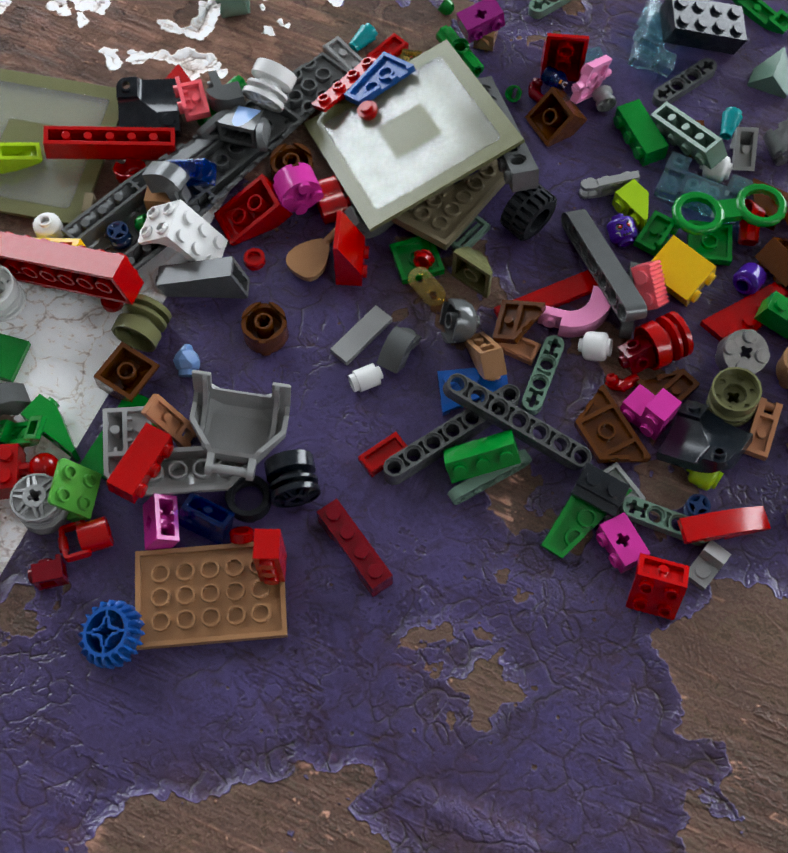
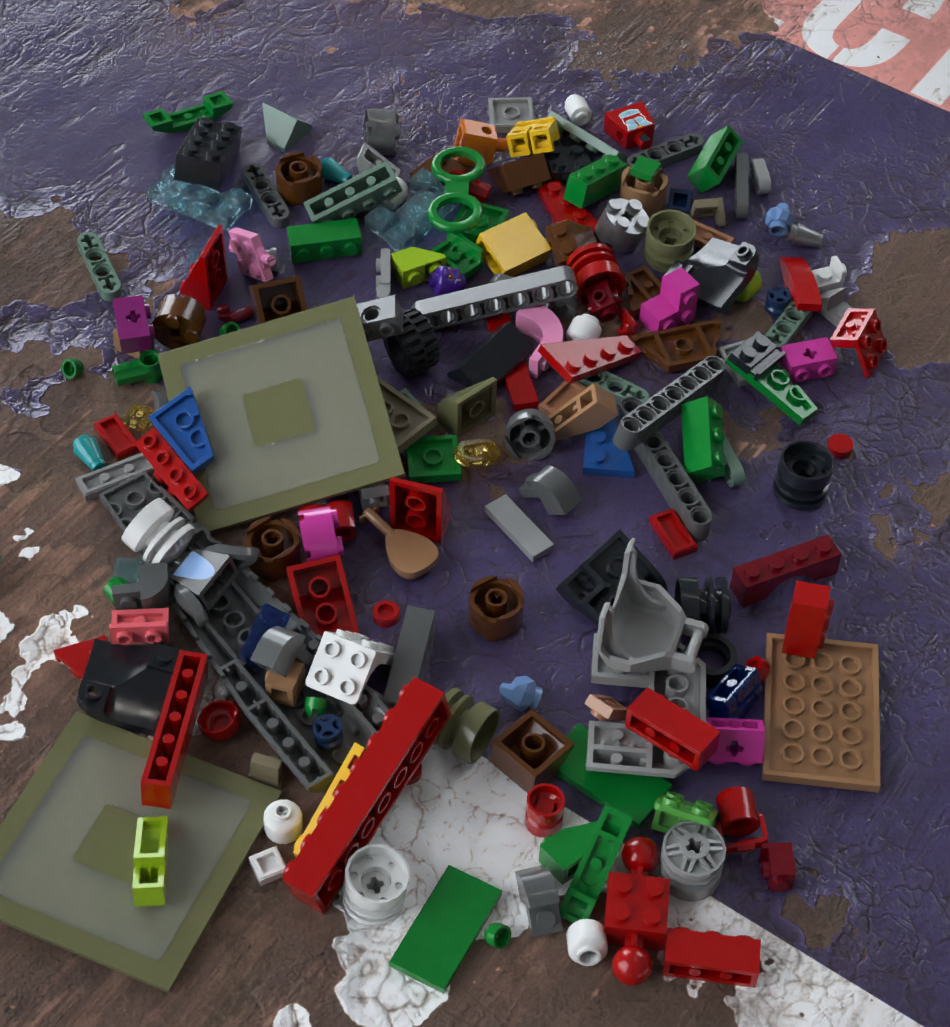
camera: 80 degrees left, 15 degrees down
(21, 227) = (267, 865): none -> white tile
(77, 394) = (544, 810): none -> red wheel
(118, 644) = (877, 805): blue gear -> none
(311, 411) = (599, 577): none -> black slope
(365, 378) = (579, 529): white brick -> none
(367, 110) = (226, 451): plate -> none
(423, 258) = (444, 445): red plate -> none
(475, 542) = (803, 475): none -> black wheel
(503, 53) = (178, 321): none -> reddish brown brick
(516, 319) = (542, 384): reddish brown wing -> none
(524, 585) = (840, 446): none -> red tile
(536, 279) = (493, 357): none -> black slope
(555, 78) = (233, 287): clear blue animal -> none
(560, 351) = (589, 357): none -> wing
(650, 284) = (519, 263): coral brick -> none
(703, 317) = (566, 238): none -> reddish brown slope
(706, 96) = (298, 178): none -> reddish brown brick
(749, 278) = (532, 202): dark purple head -> none
(749, 553) = (831, 276): none -> white bracket

